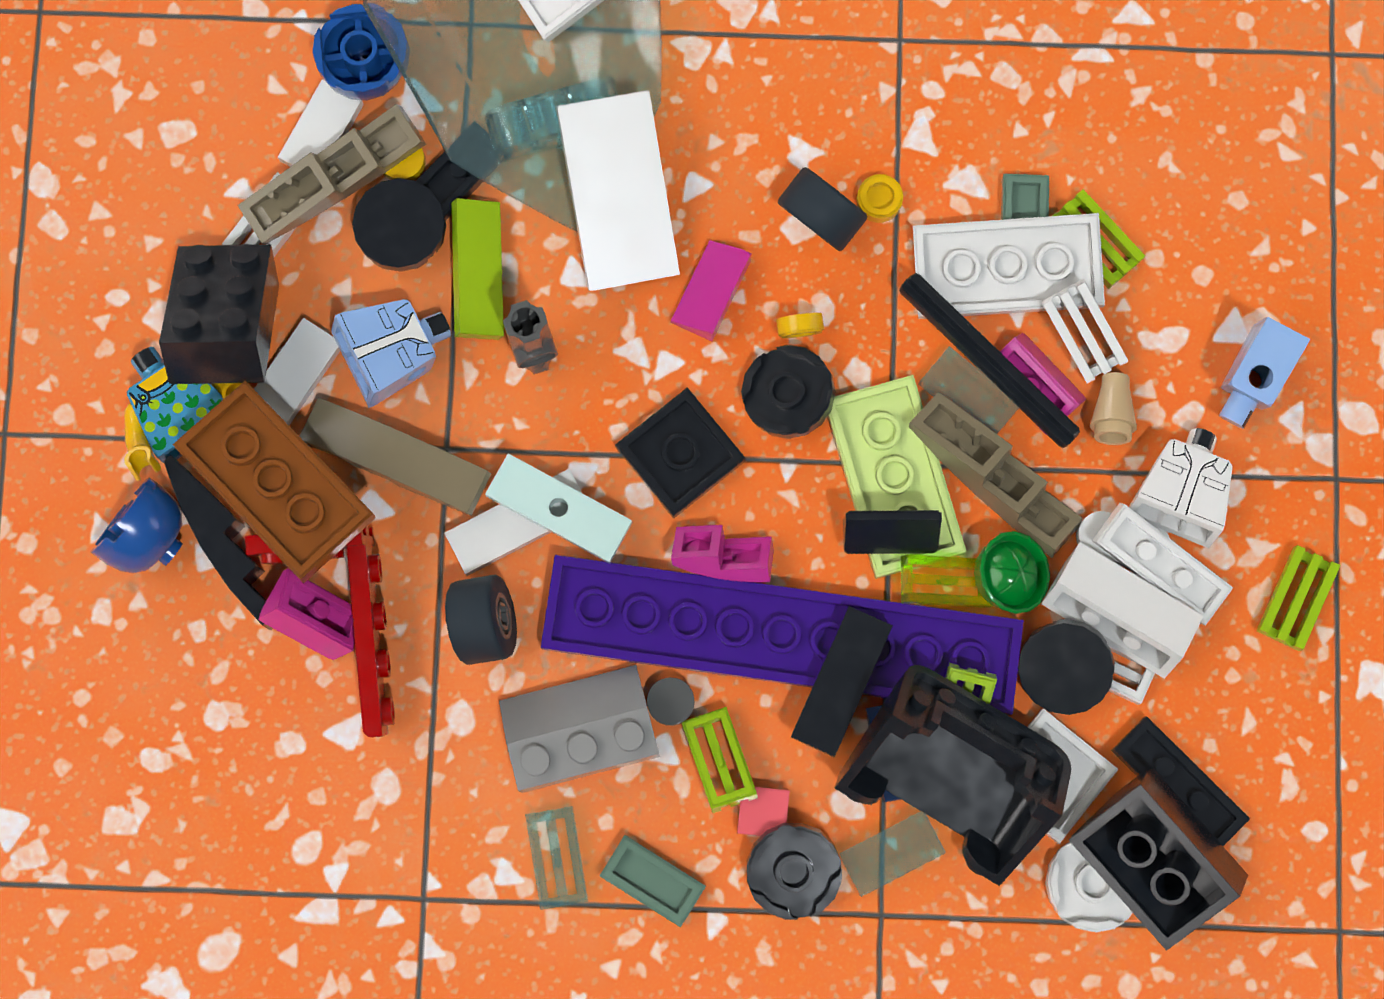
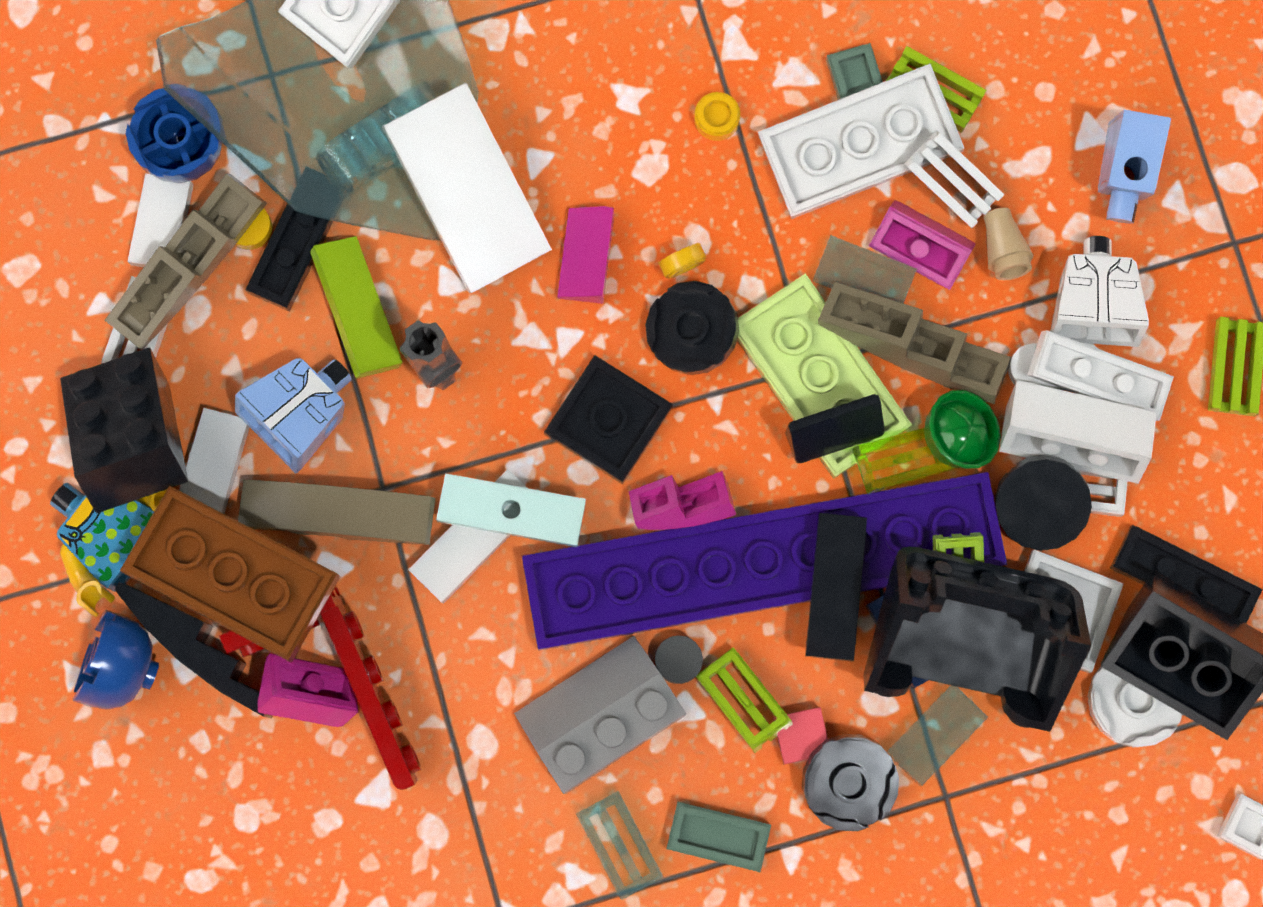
camera: 15 degrees left, 0 degrees up
(399, 224) = (267, 288): black tile -> none
(481, 619) = (472, 641): black wheel -> none
(822, 208) = (667, 143): black wheel -> none
(989, 360) = (873, 236): black axle -> none

